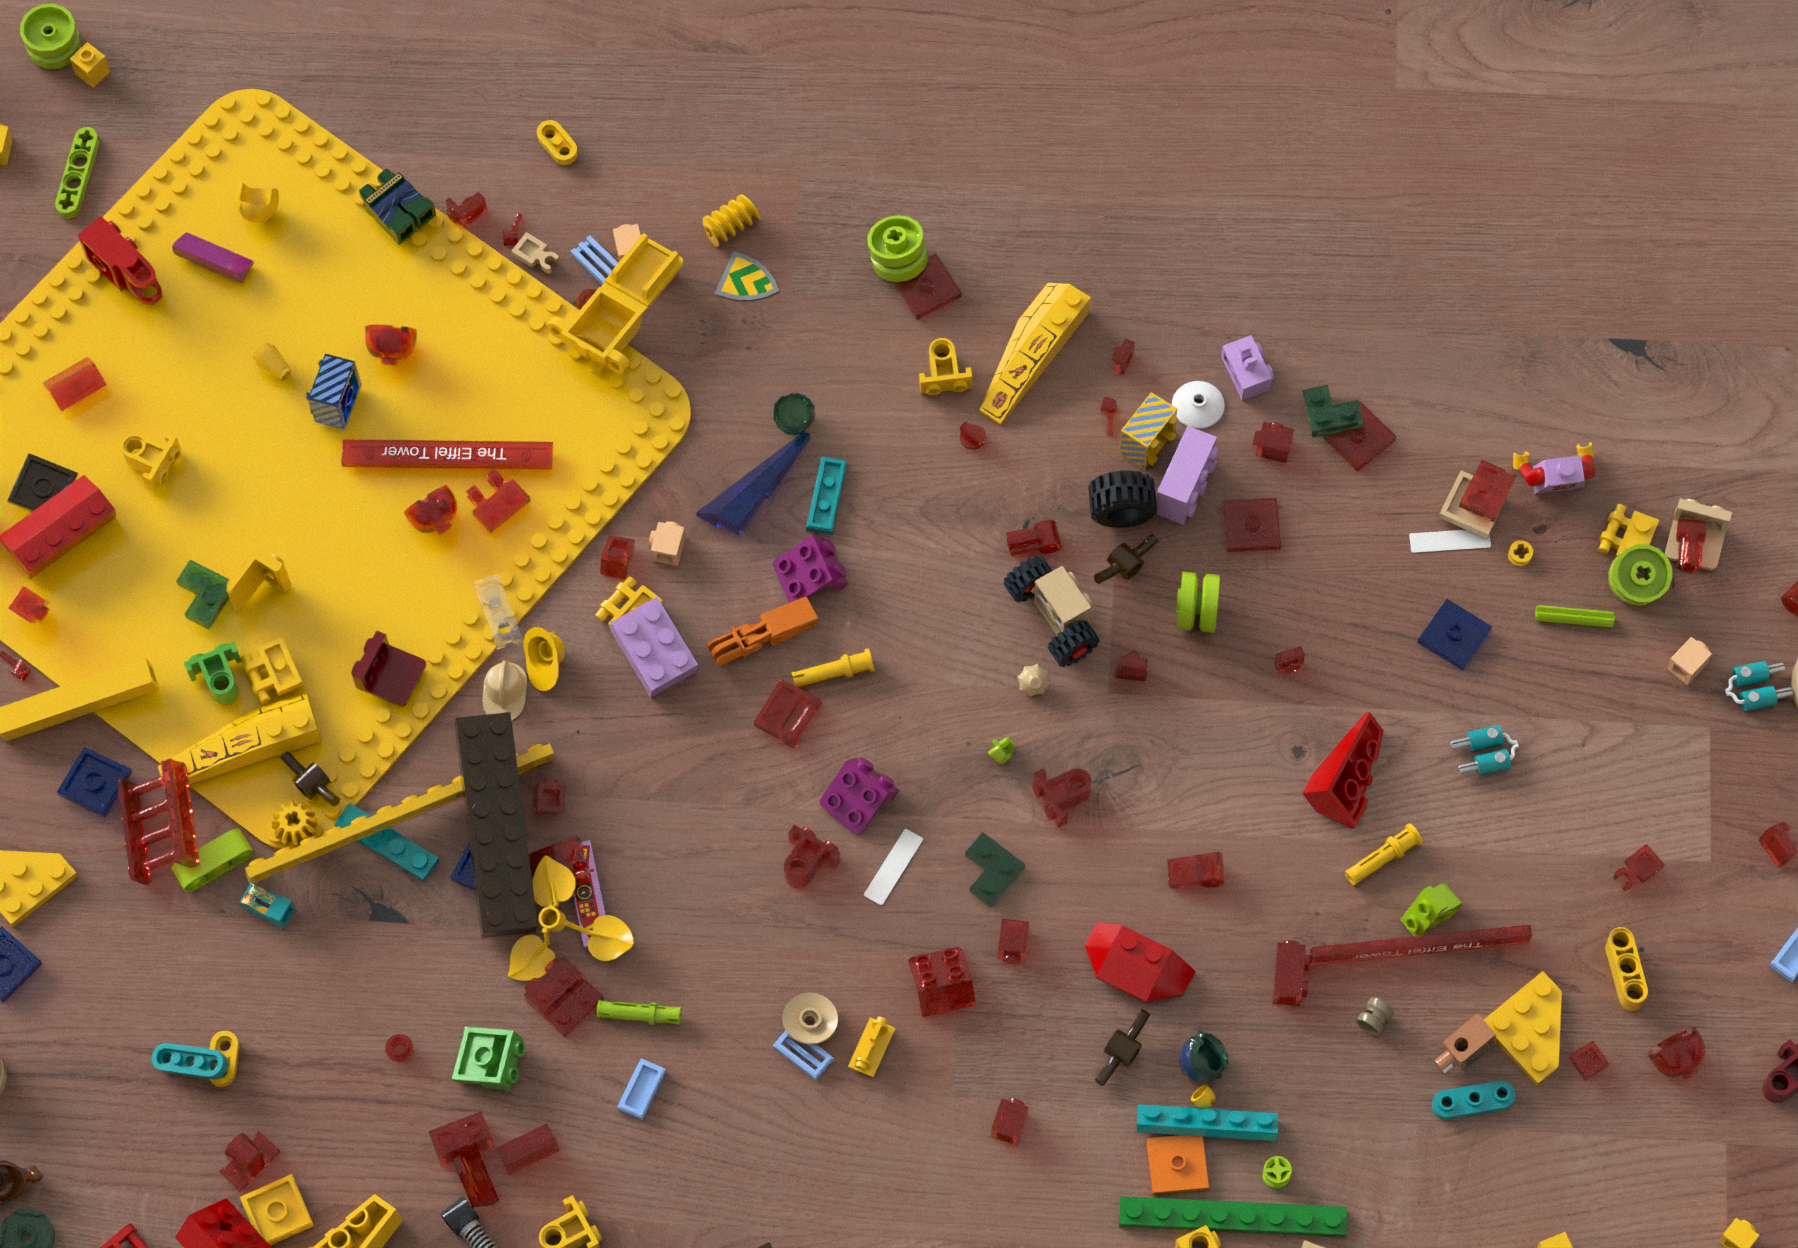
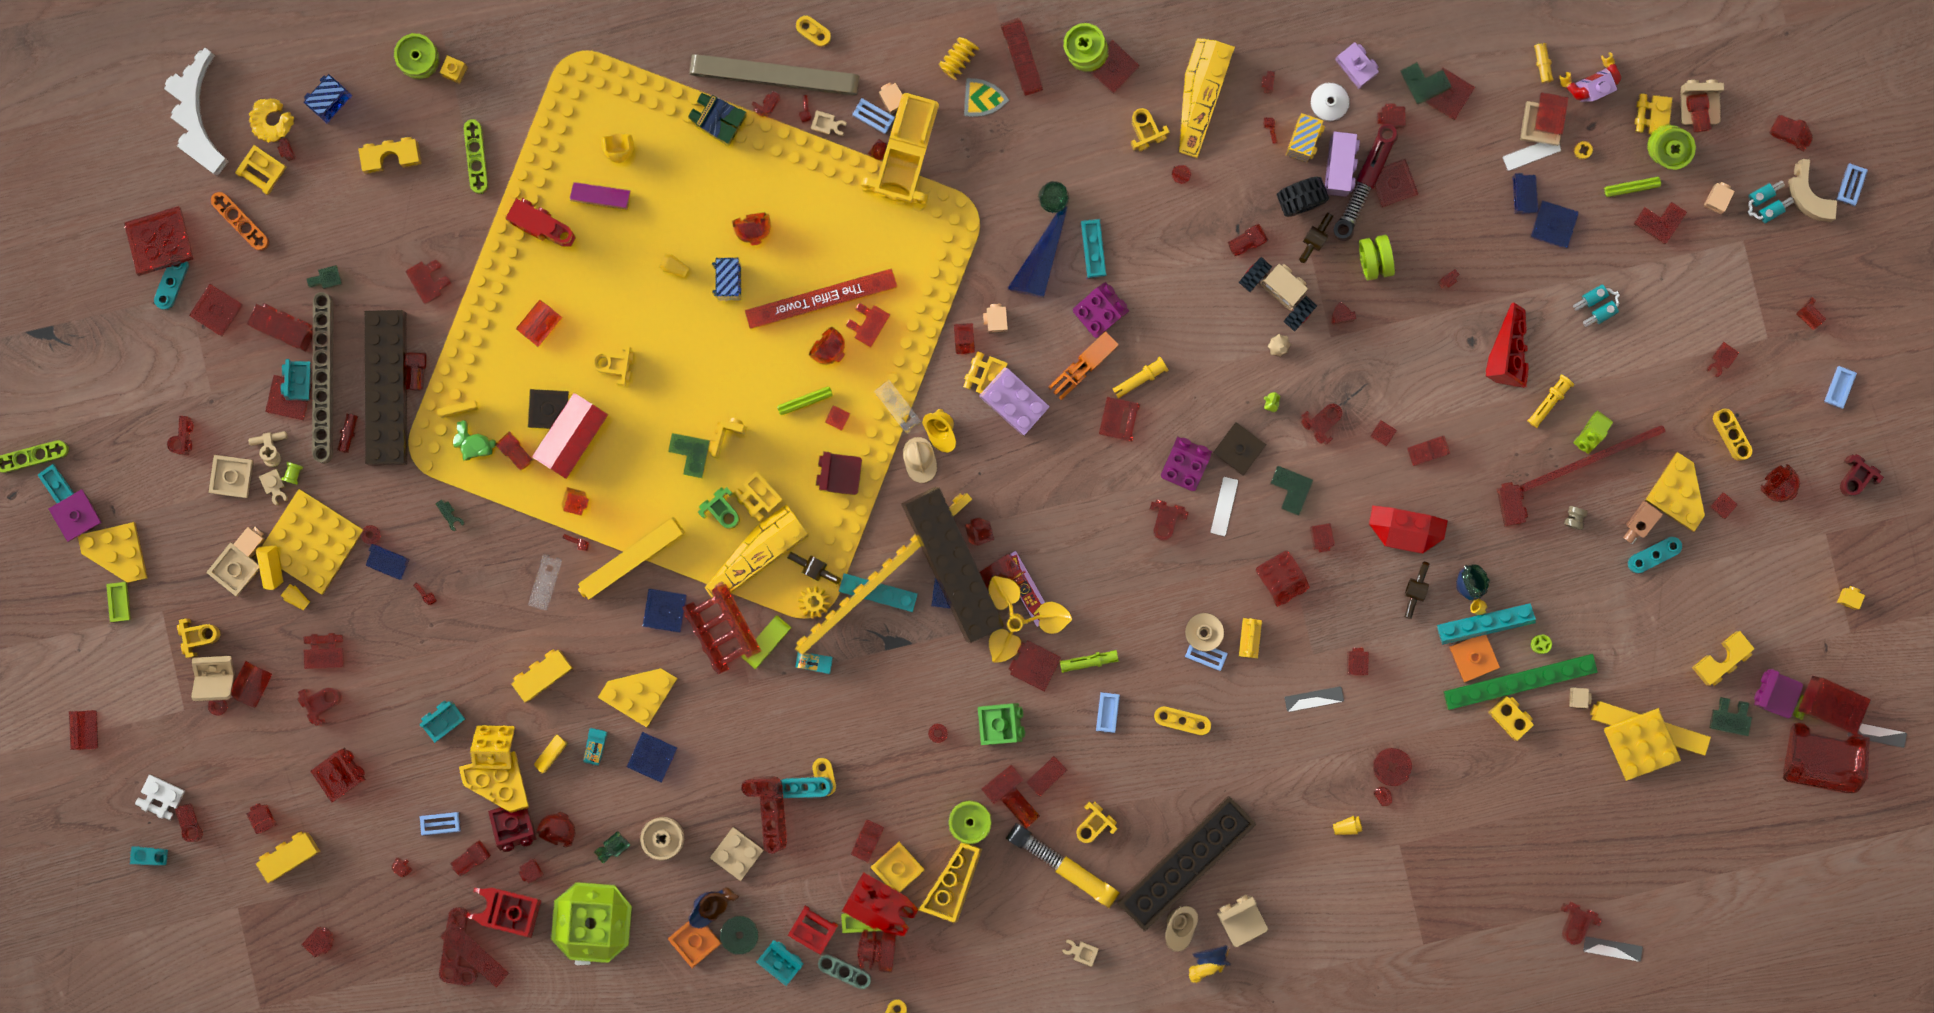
camera: 20 degrees left, 20 degrees up
(66, 1127) = (736, 853): none -> tan plate
(124, 1116) = (767, 813): none -> clear red beam
(379, 571) = (804, 400): none -> lime axle
(395, 1158) = (967, 833): none -> lime wheel
(414, 605) = (837, 418): none -> clear red plate
(489, 178) = (774, 74): none -> dark tan beam
(732, 1119) = (1191, 720): none -> yellow plate
(811, 239) = (1022, 56): none -> clear red beam
(934, 1156) = (1314, 699): none -> dark grey sticker
(938, 797) = (1239, 448): none -> dark brown plate
(1140, 833) = (1383, 433): none -> clear red plate
(1215, 507) = (1366, 180): none -> piece
(1425, 585) = (1525, 193): none -> clear blue panel
(1497, 432) = (1543, 63): none -> yellow pin
(1601, 676) = (1661, 227): none -> clear red plate

